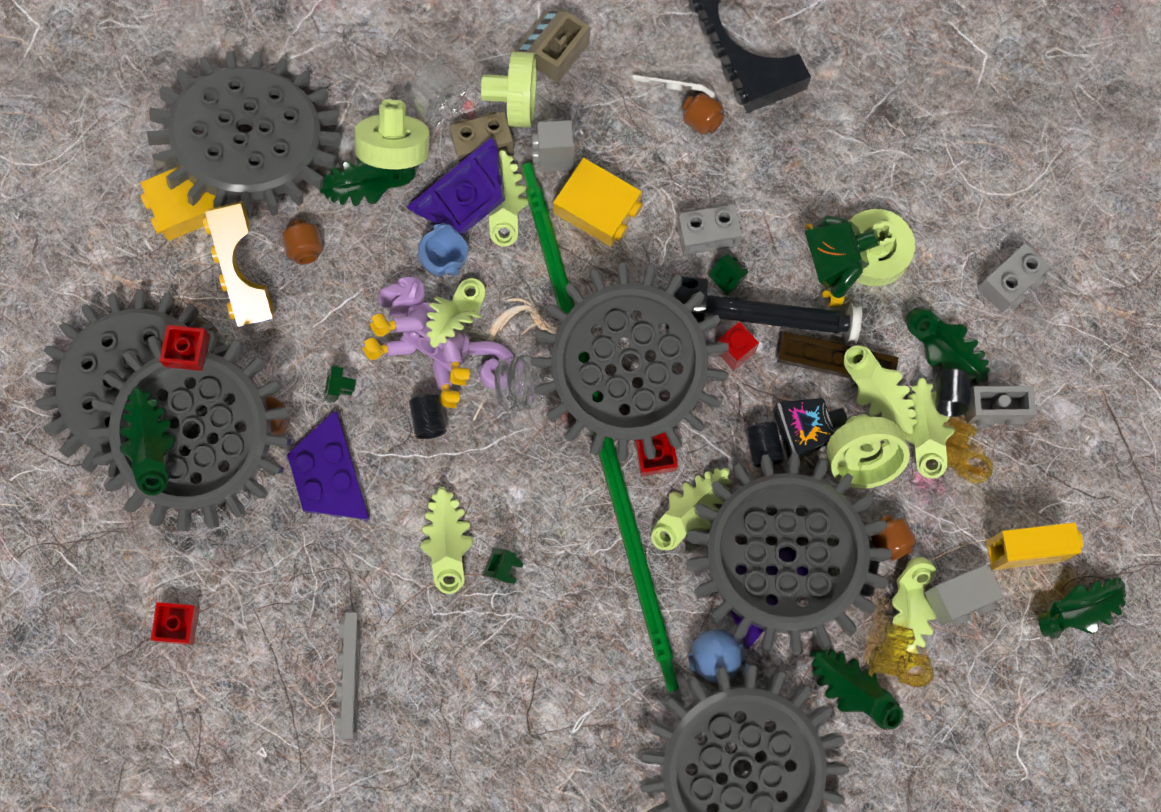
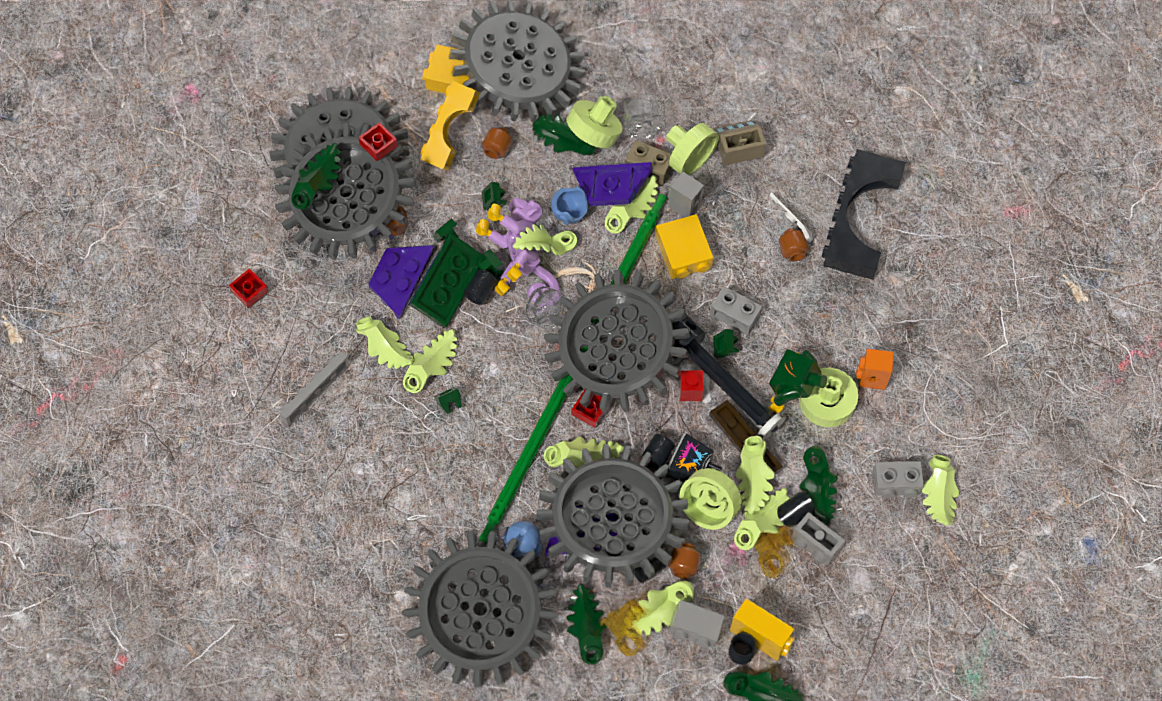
camera: 40 degrees right, 10 degrees down
(350, 305) = (492, 195): none -> dark green tile
(380, 563) = (384, 343): none -> yellowish green plant
(385, 438) = (446, 280): none -> dark green tile
(416, 381) = (491, 264): none -> dark green tile
(901, 181) = (875, 369): none -> orange brick
(1039, 574) = (743, 638): none -> black piece
(1062, 256) = (941, 490): none -> yellowish green plant

